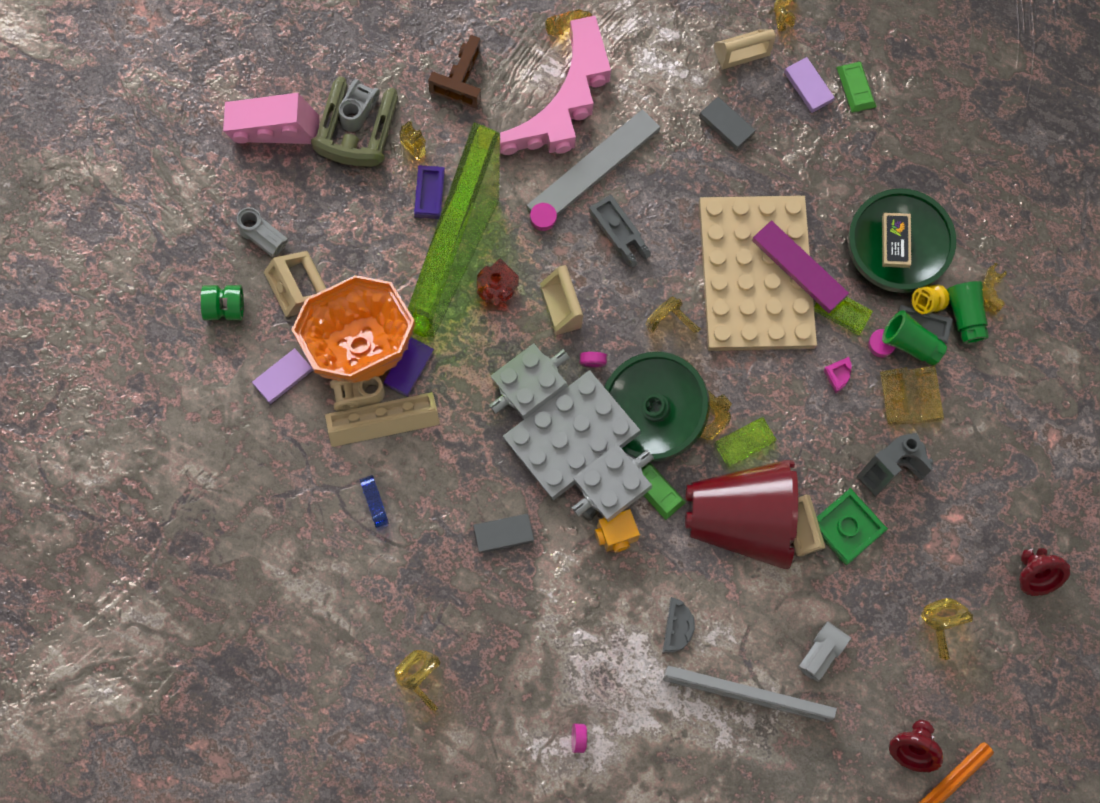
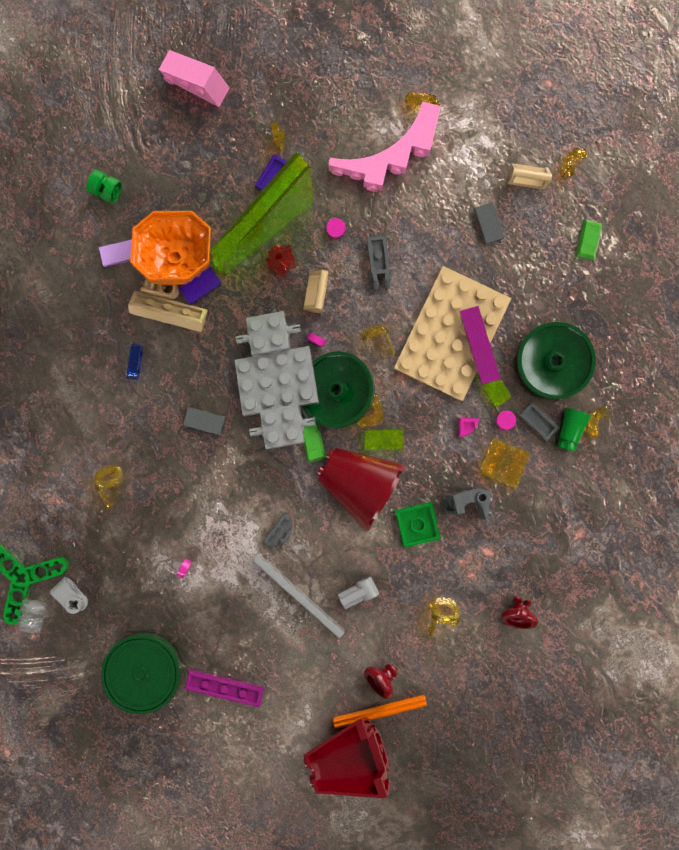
camera: 35 degrees right, 15 degrees up
(261, 233) = (151, 151): light grey piece -> none
(284, 283) = (148, 193): tan tile -> none
(347, 152) = (233, 122): olive piece -> none
(358, 101) = (258, 90): light grey piece -> none
(455, 85) = (331, 104): reddish brown bracket -> none
(598, 163) = (390, 209): light grey tile -> none
(618, 532) = (272, 457): light orange brick -> none
(808, 531) = (389, 515): tan tile -> none
(809, 85) = (558, 223): lavender tile -> none
(896, 240) = (551, 360): tile -> none
(913, 338) = (525, 429): green plant -> none
(930, 299) = (552, 408): yellow wheel -> none

